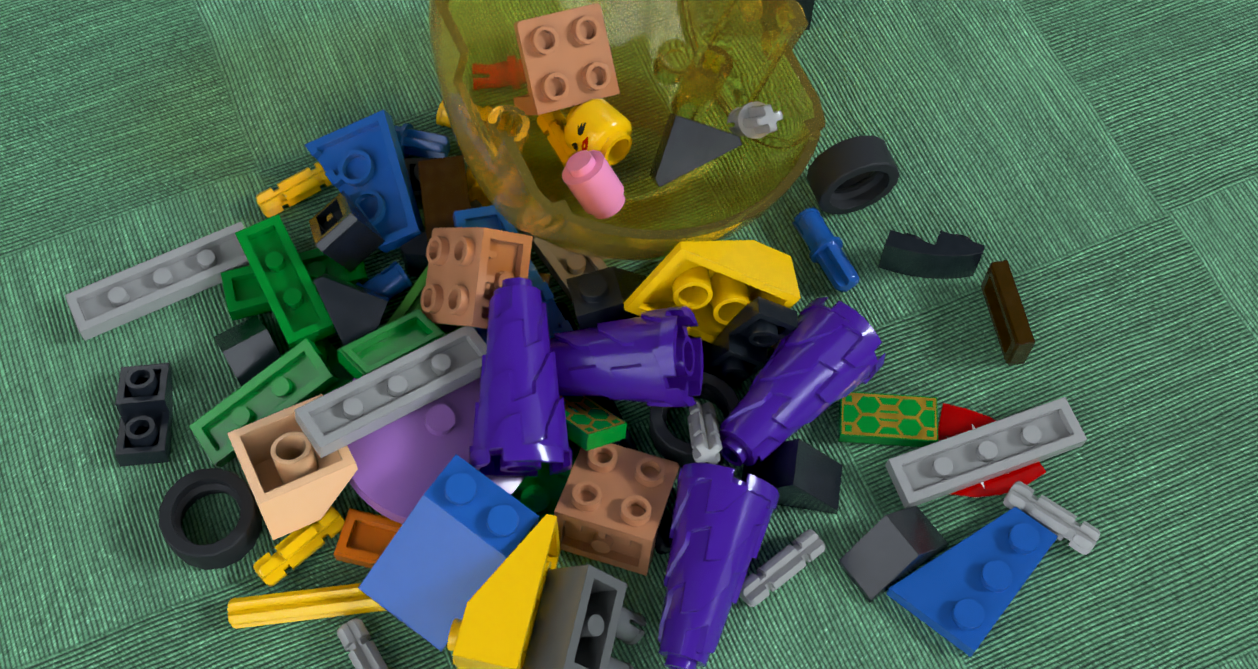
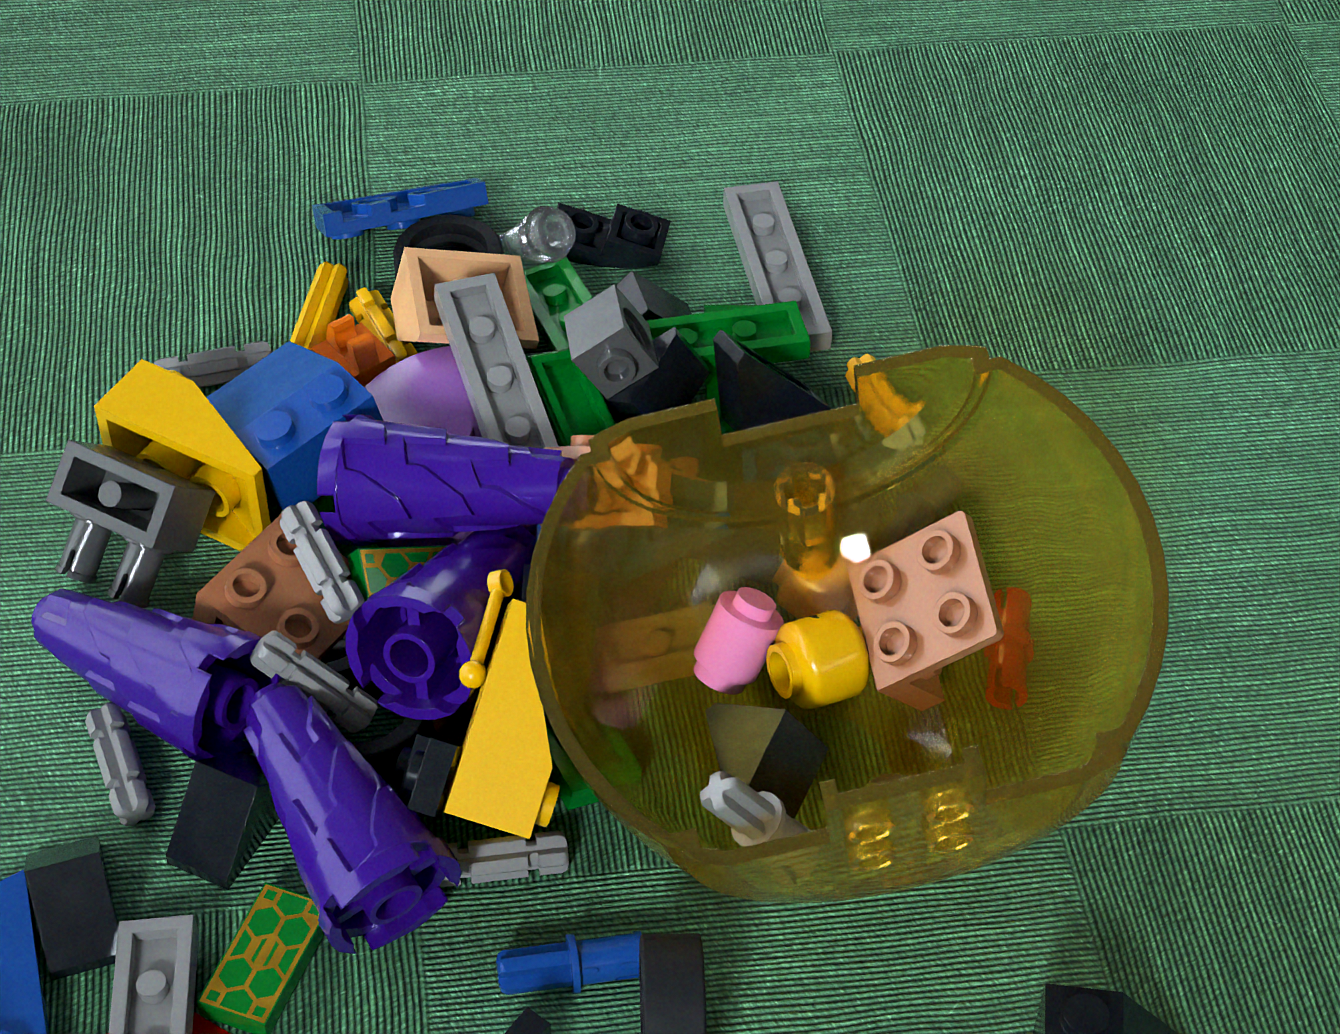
camera: 105 degrees right, 15 degrees down
(153, 581) = (398, 208): none -> blue wing
(177, 447) = (540, 236): none -> clear cone
(339, 320) = (610, 342): none -> dark grey brick
(350, 545) = (355, 349): none -> orange tile
(600, 462) = (321, 561): none -> light grey axle
(700, 301) = (500, 585): none -> yellow hinge

